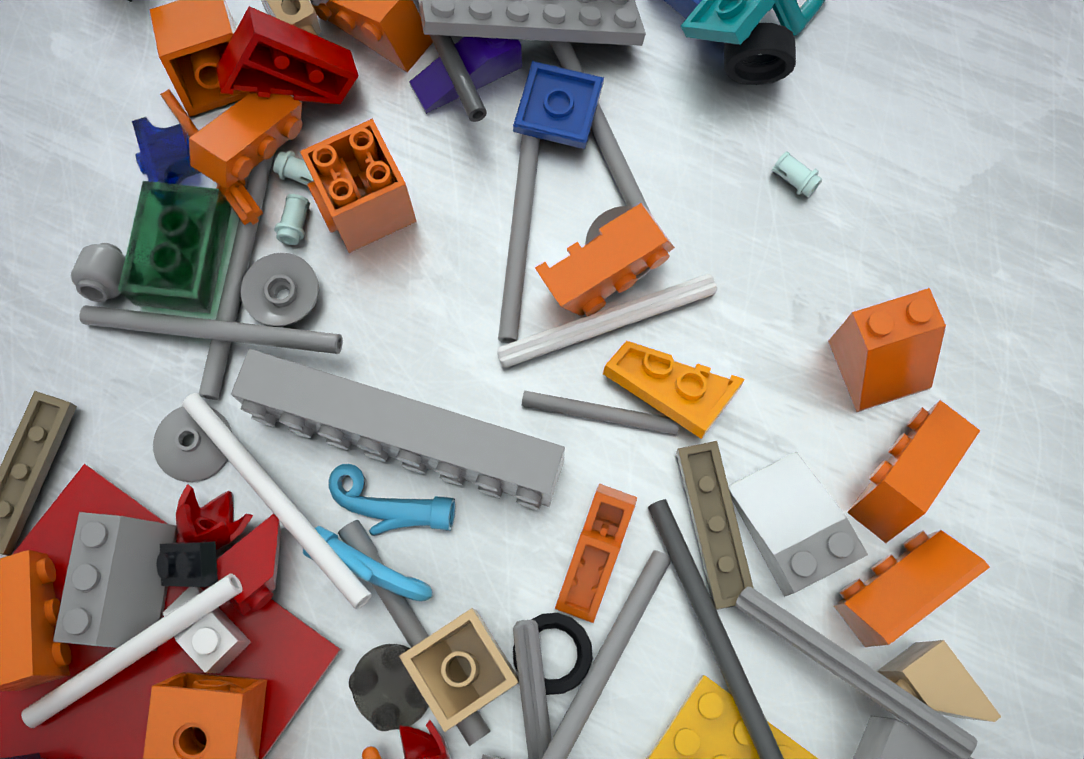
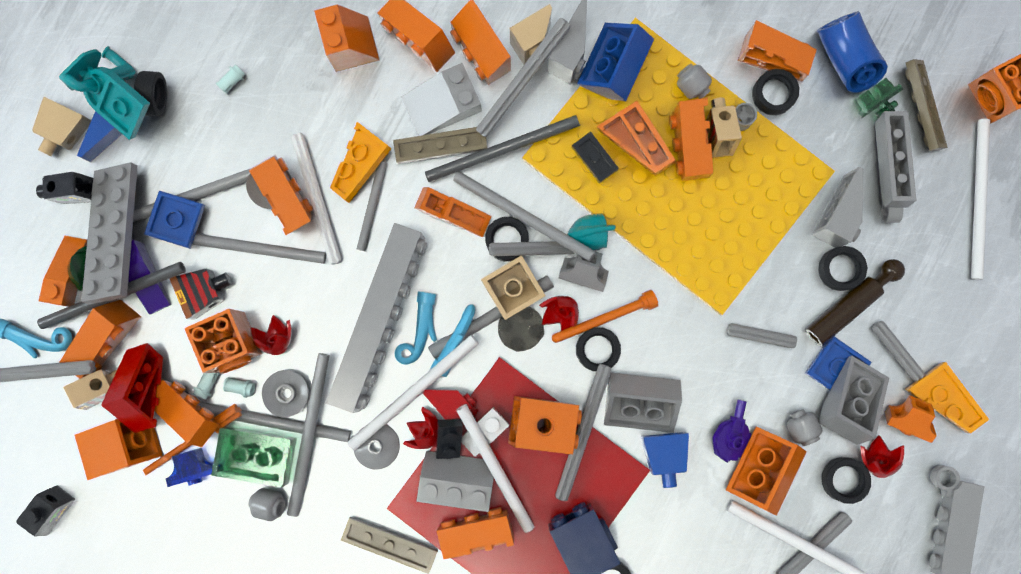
camera: 85 degrees left, 10 degrees up
(367, 267) = (276, 339): none -> red piece
(444, 149) = (199, 291): none -> torso

